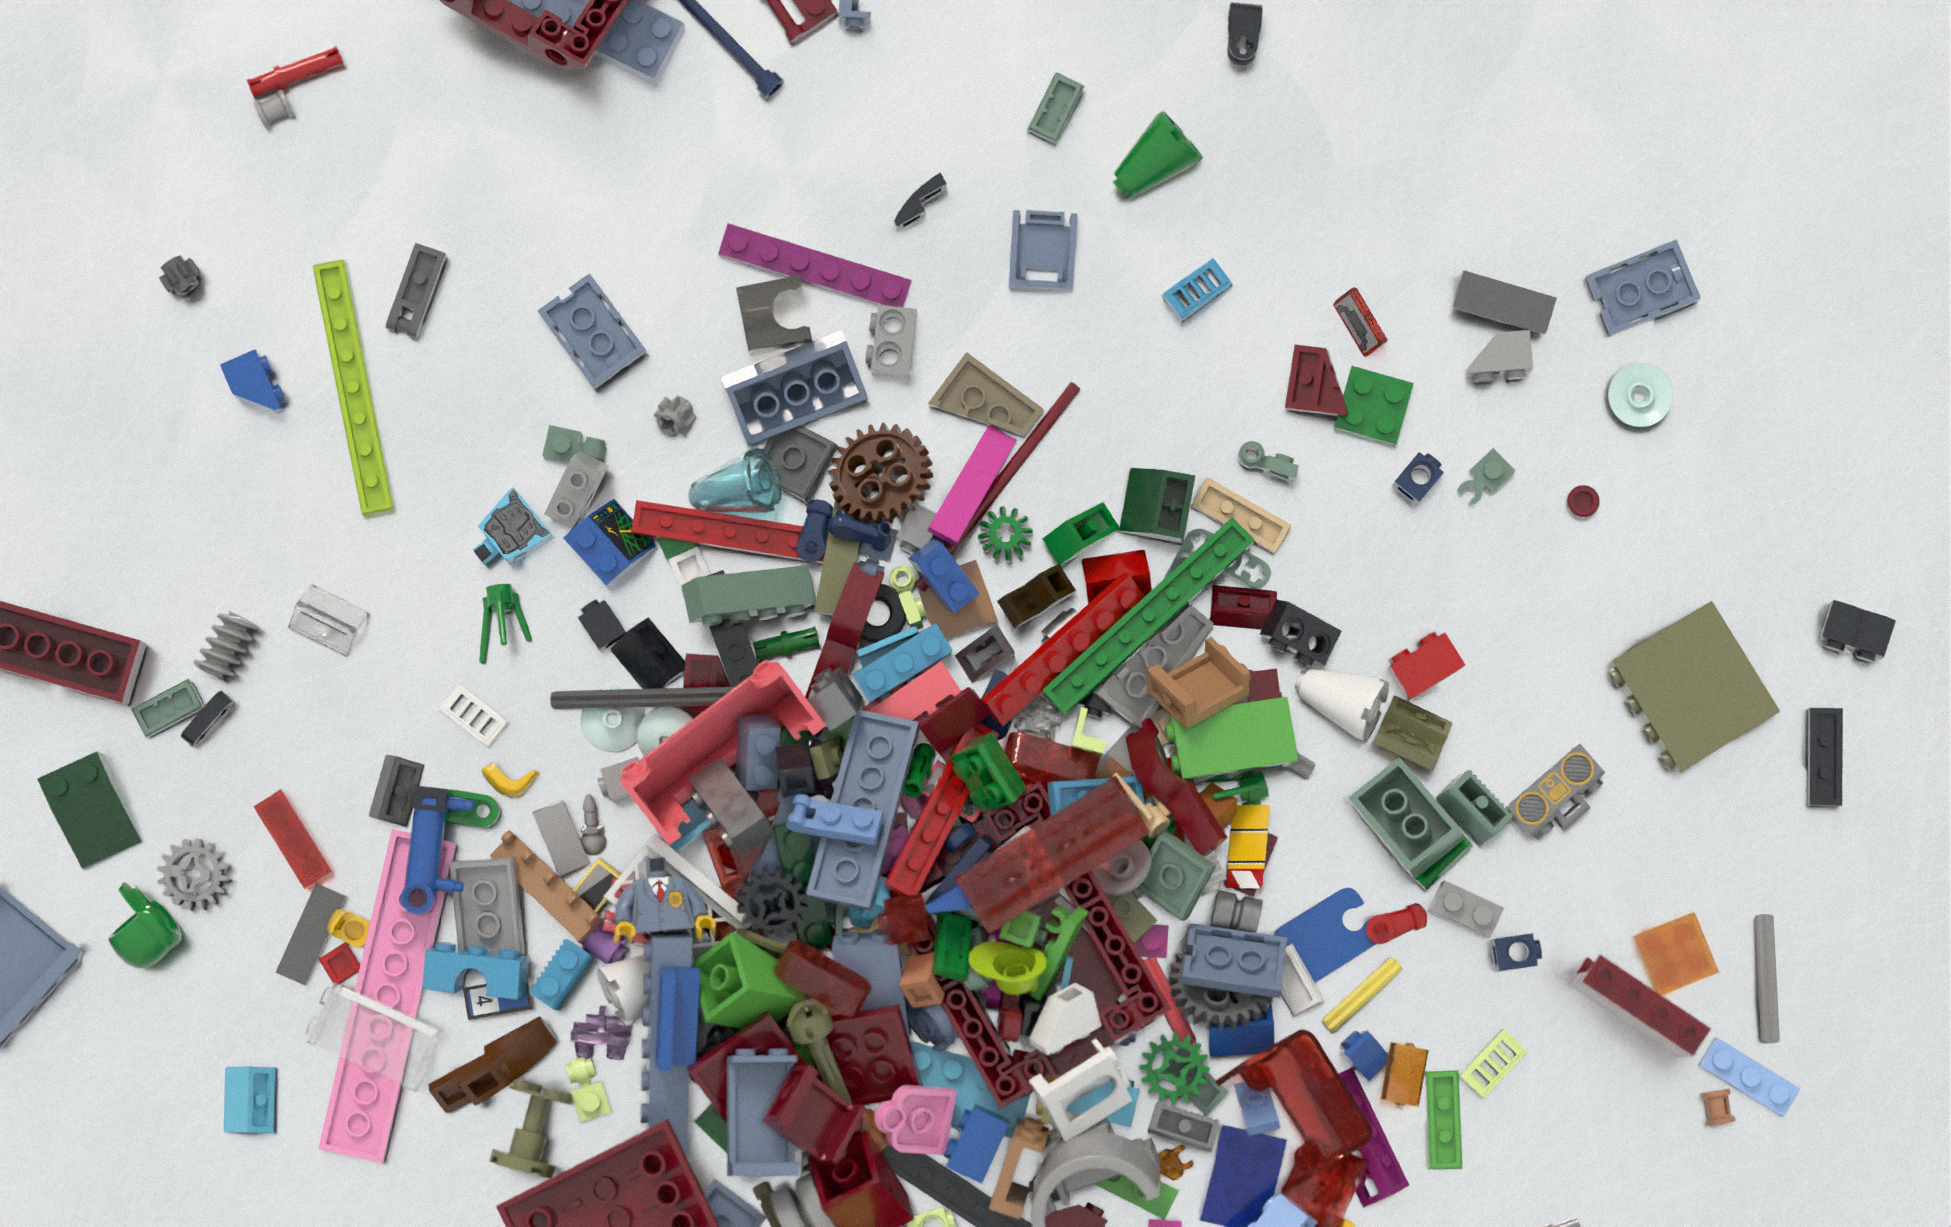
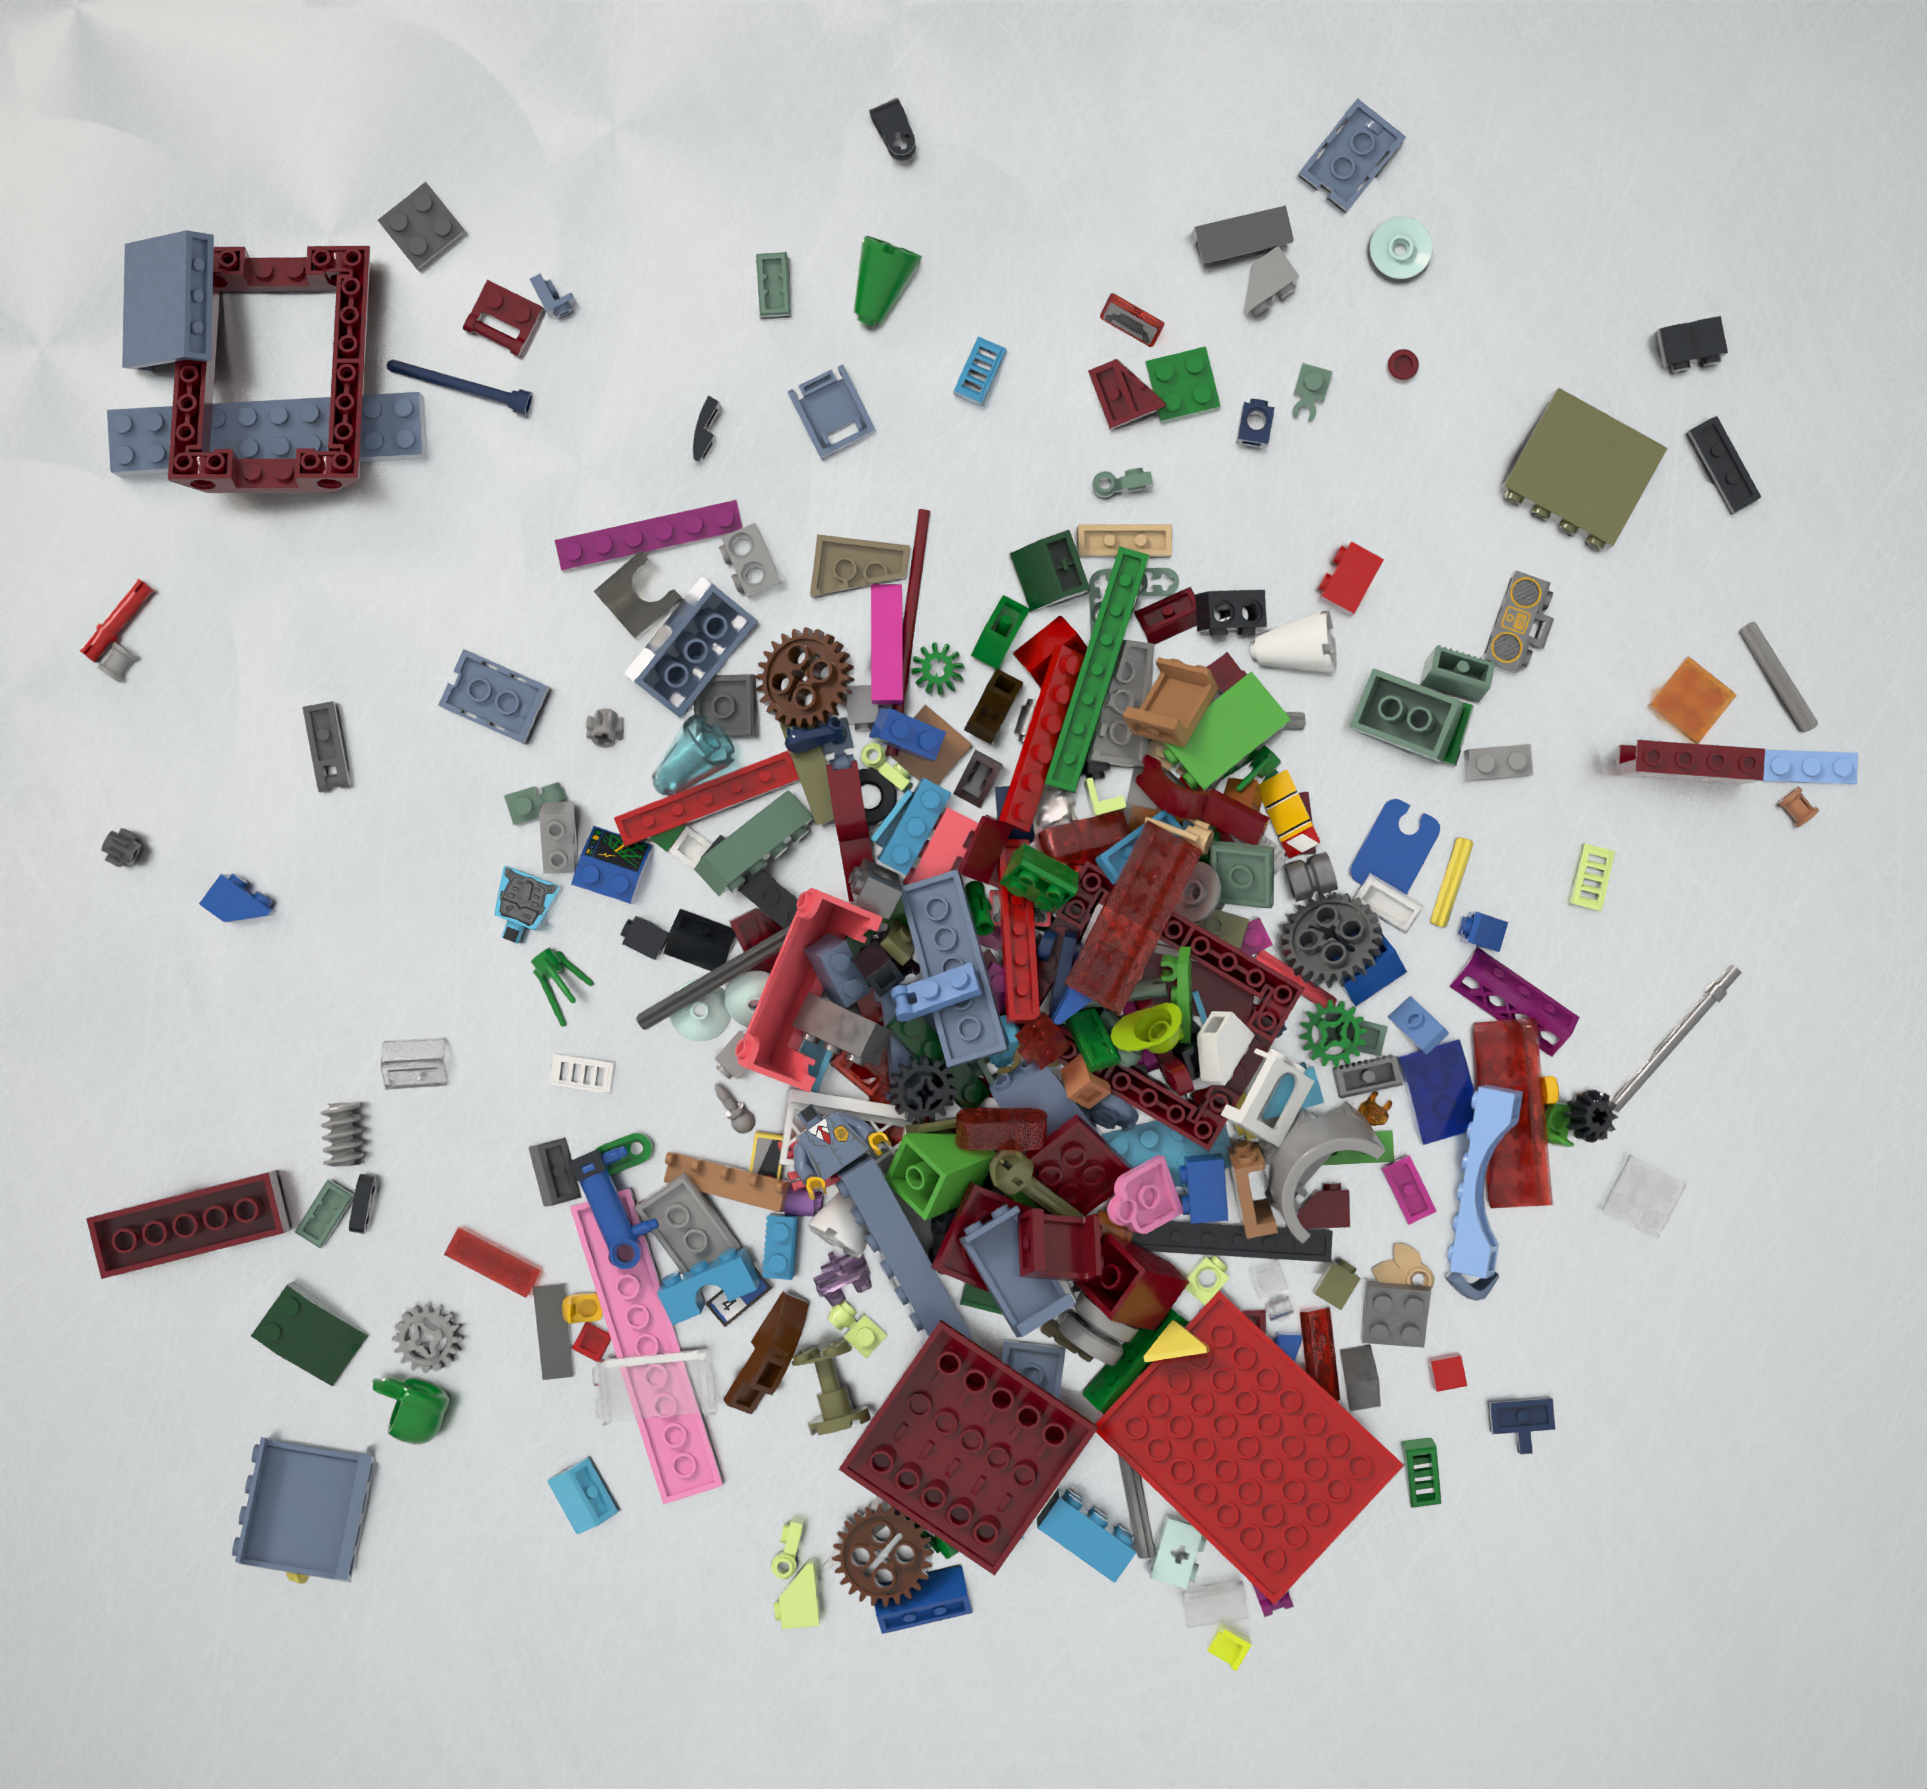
camera: 35 degrees left, 5 degrees up
(353, 387) = (321, 857): lime tile -> none
(504, 785) = (642, 1117): yellow hair -> none
(560, 837) = (714, 1133): light grey slope -> none
(677, 1017) = (898, 1230): blue panel -> none
(786, 643) = (807, 864): green pin -> none
(814, 532) = (778, 761): dark blue piece -> none
(1022, 929) = (1144, 994): bright green plate -> none
(1234, 960) = (1333, 916): sand blue piece -> none
(1312, 1098) = (1464, 994): clear red windscreen -> none
(1391, 925) = (1443, 811): red piece -> none
(1404, 1074) = (1525, 928): clear orange piece -> none
(1413, 732) = (1371, 640): olive slope -> none
(1443, 1120) = (1577, 947): bright green tile -> none
(1502, 957) = (1546, 779): dark blue brick -> none

